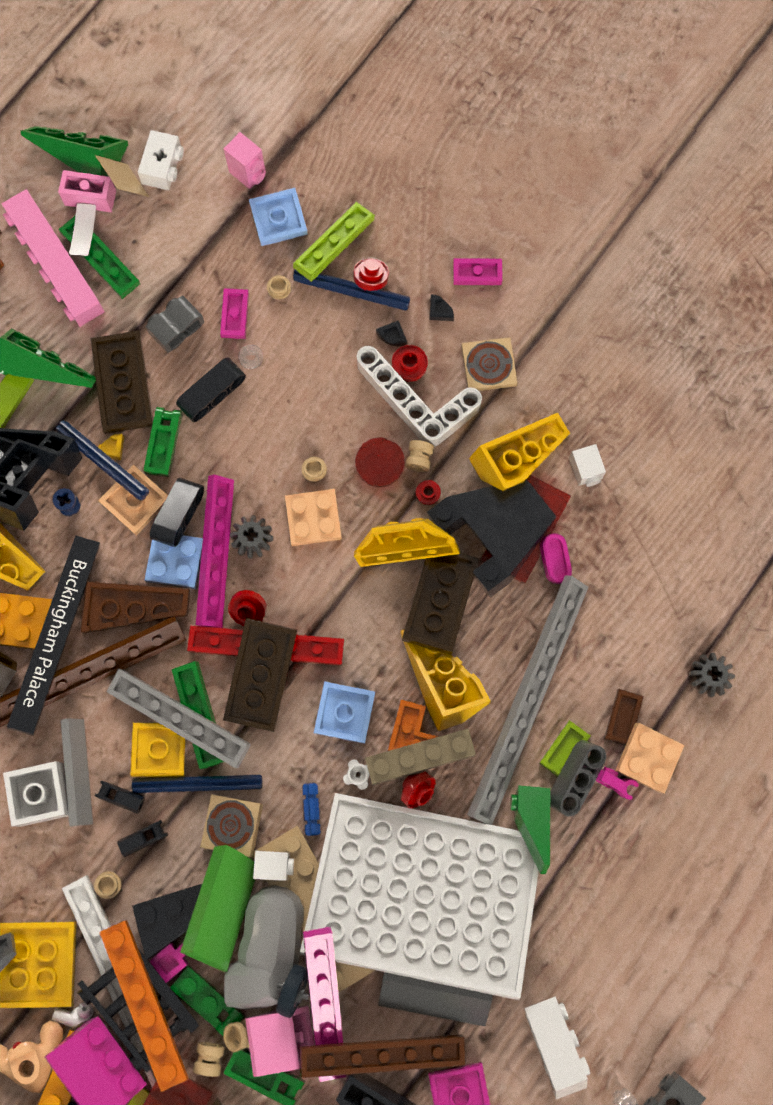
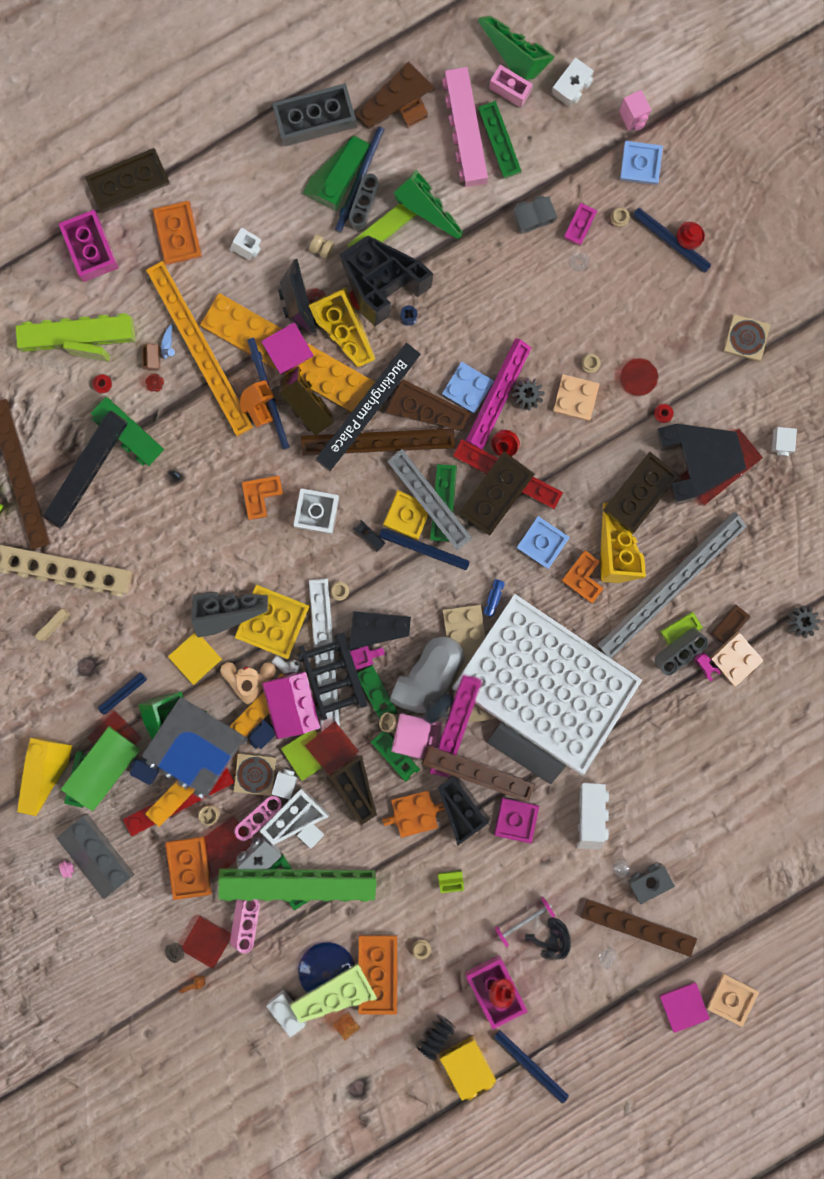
camera: 20 degrees right, 10 degrees up
(76, 772) = (347, 507): light grey tile -> none
(83, 229) = (496, 115): white sticker -> none
(104, 462) = (446, 297): dark blue axle -> none
(113, 446) = (453, 288): yellow tile -> none
(121, 382) = (480, 242): dark brown plate -> none
(122, 176) = (540, 85): tan sticker -> none
(129, 510) = (456, 333): light nougat plate -> none
(138, 839) = (370, 570): black bar -> none
(144, 1005) = (337, 677): orange plate -> none
(162, 442) = (492, 299): green plate -> none
(177, 512) = (483, 355): beam -> none
(208, 1059) = (366, 725): tan wheel -> none
(211, 389) = (541, 275): black beam -> none
(220, 908) = (411, 636): bright green slope -> none
(232, 824) = (437, 586): tile -> none
(273, 865) = (455, 624): white brick -> none
(333, 241) = (674, 198): lime tile -> none
(350, 777) = (529, 588): white plate -> none
(392, 334) = (687, 286): black tile -> none
(404, 542) = (634, 443): yellow wedge -> none
(410, 362) = (690, 314): red plate -> none
(413, 403) = (681, 343): white beam -> none
(417, 789) = (571, 614): red plate -> none
(419, 456) = (668, 385): tan wheel -> none
(420, 756) = (582, 594): dark tan brick -> none
(440, 309) = (729, 282): black tile -> none
(477, 271) = (768, 265): dark pink plate -> none
(517, 454) = (736, 413): yellow wedge -> none
(532, 818) = (639, 668): green slope -> none
(555, 558) = (732, 497): dark pink tile -> none

